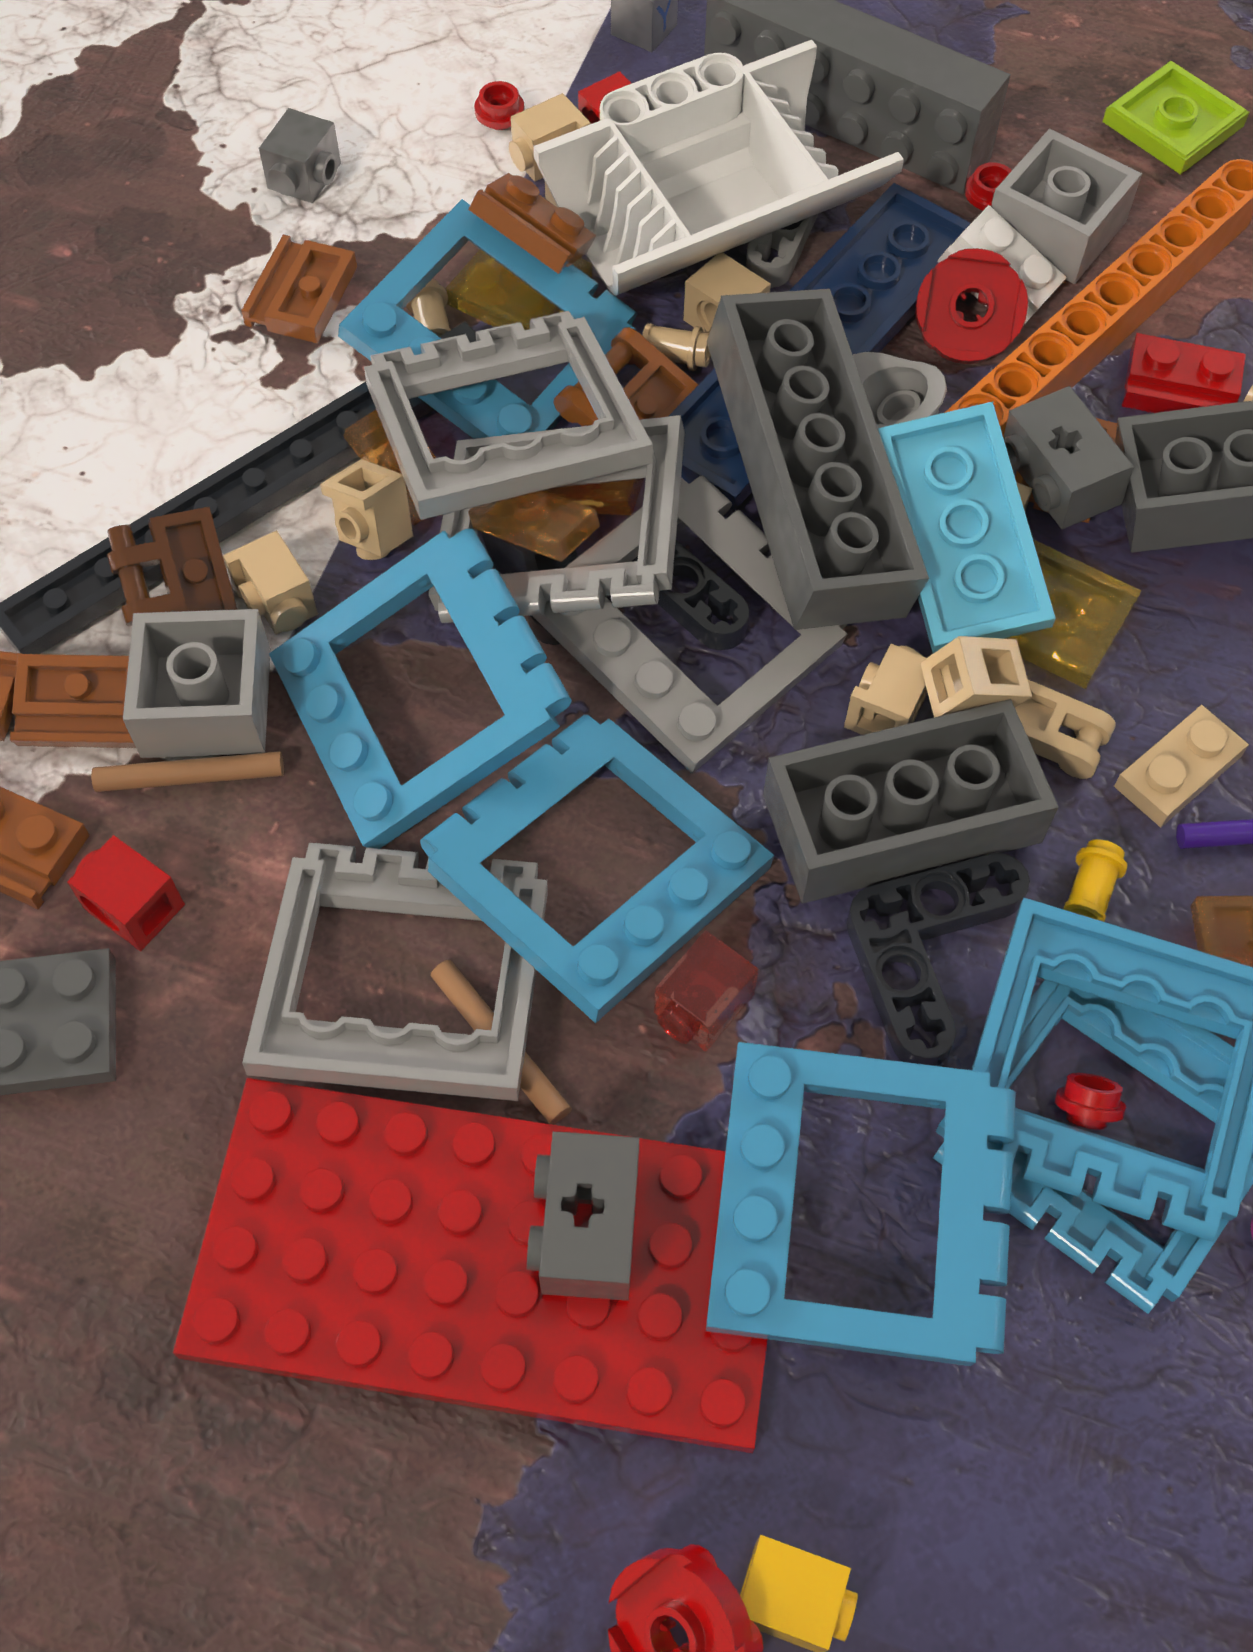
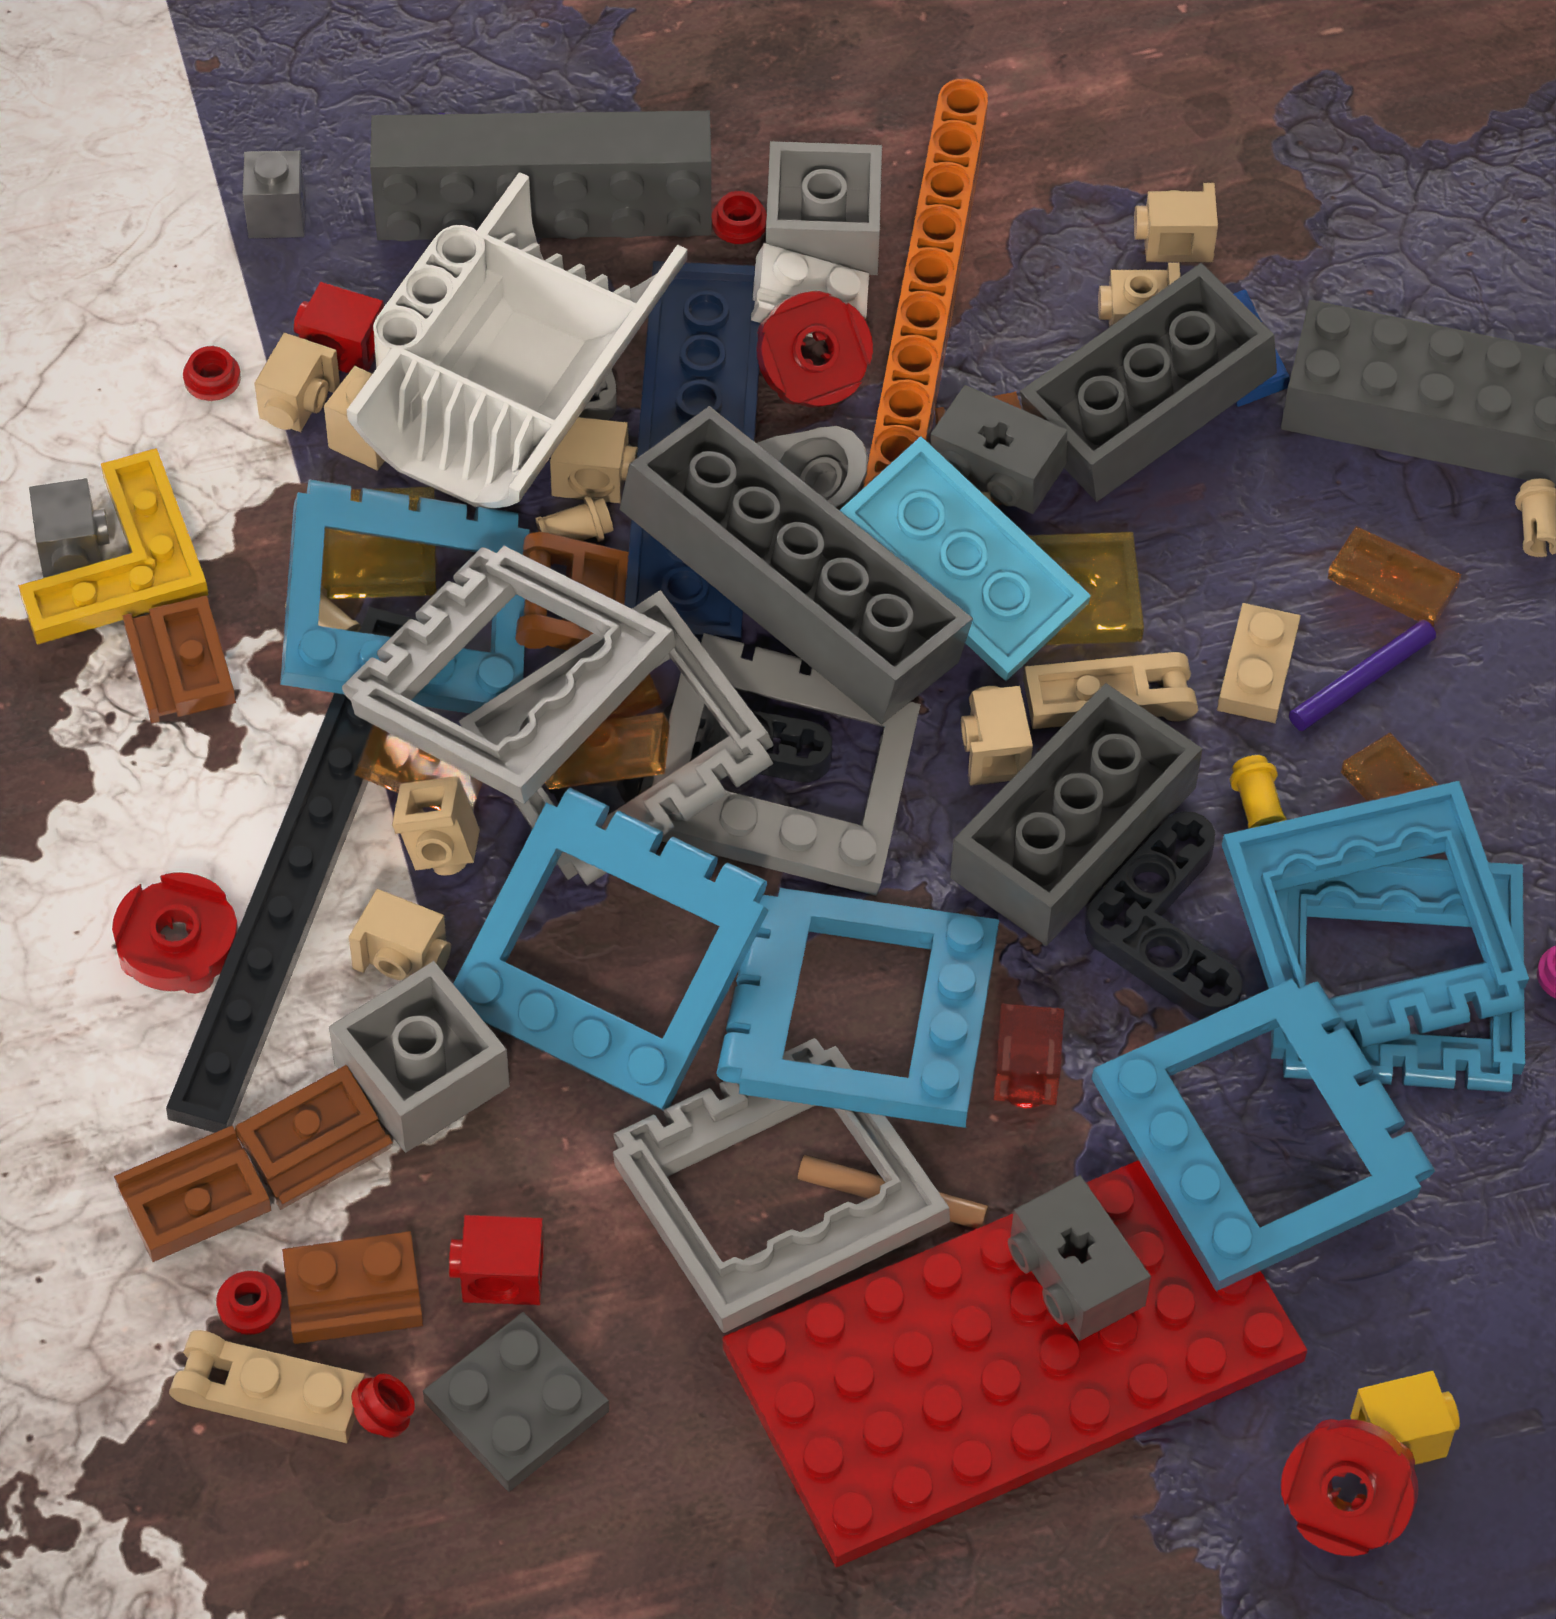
camera: 35 degrees left, 5 degrees down
(110, 457) = (179, 964): none -> red plate
(187, 771) = (456, 1140): medium nougat bar -> none
(189, 560) = (322, 967): reddish brown plate -> none
(343, 218) = (154, 574): none -> yellow plate
(532, 222) = (377, 479): dark orange plate -> none
(975, 674) = (1063, 681): tan brick -> none
(1091, 1100) = (1370, 962): red plate -> none
(1175, 117) = (853, 59): lime plate -> none
(1180, 375) = (1032, 318): red plate -> none

